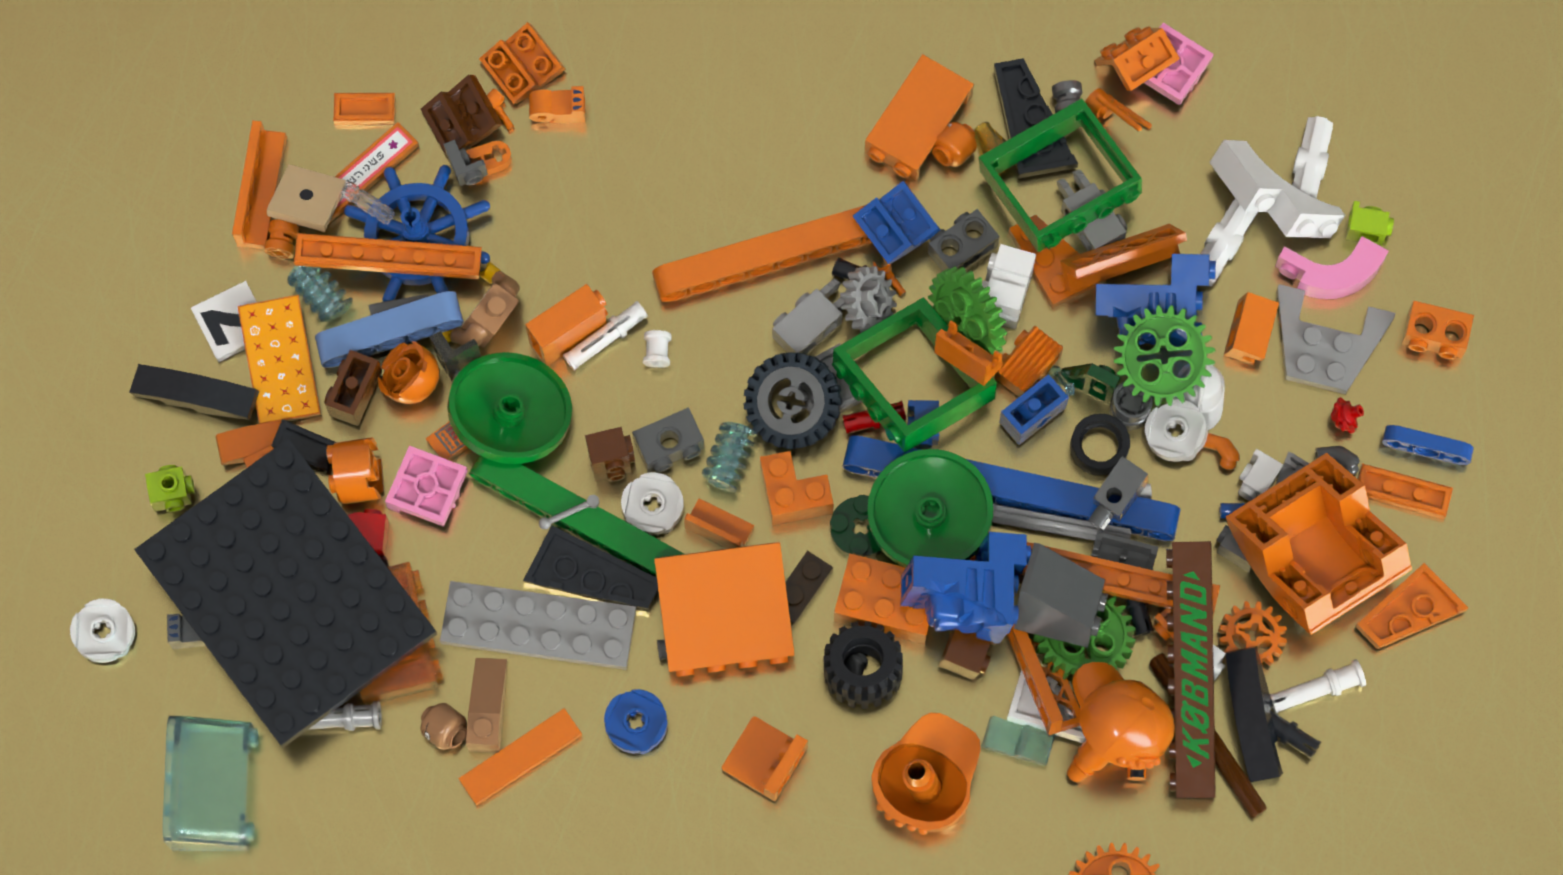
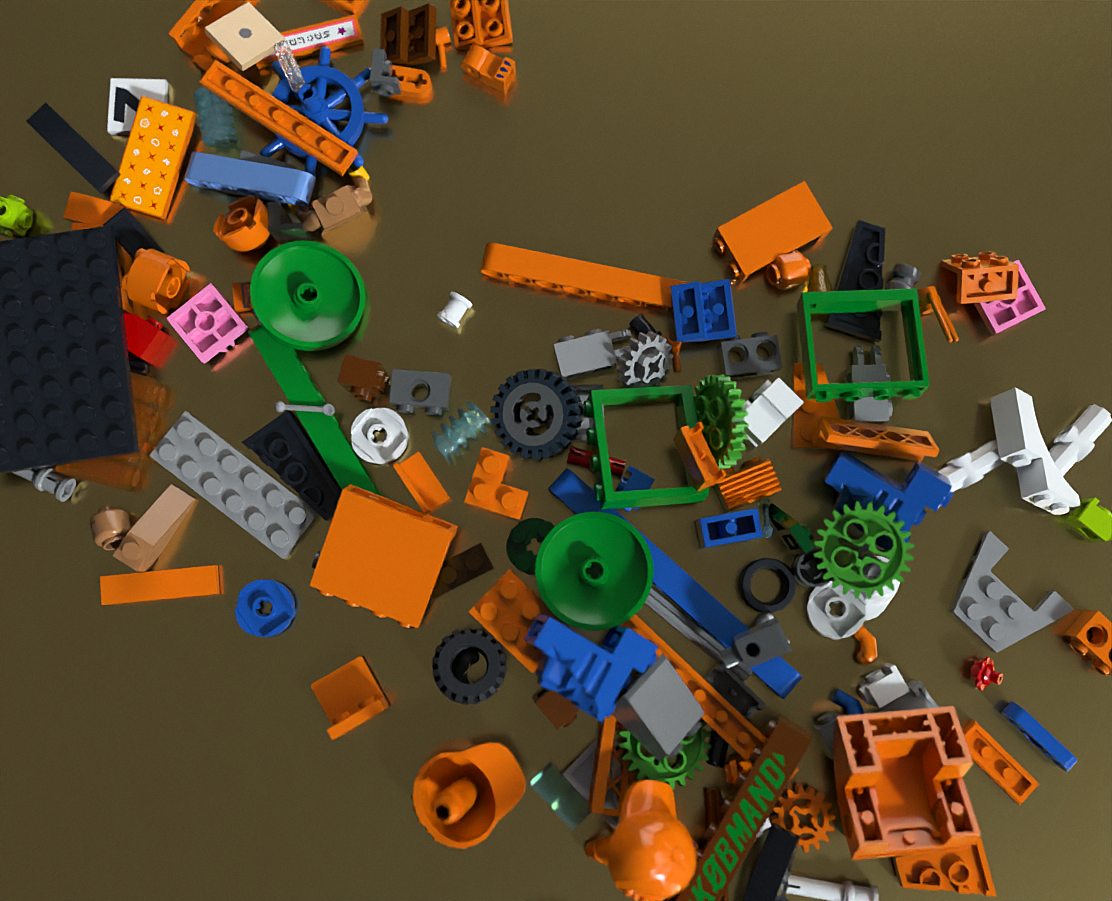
camera: 25 degrees right, 10 degrees up
(353, 387) = (194, 211): reddish brown brick -> none
(566, 324) = (390, 251): orange brick -> none
(578, 355) = (450, 272): white pin -> none
(1251, 328) = (946, 556): orange hinge -> none
(1337, 279) = (1066, 554): bright pink arch -> none
(1341, 455) = (960, 702): dark grey arm -> none

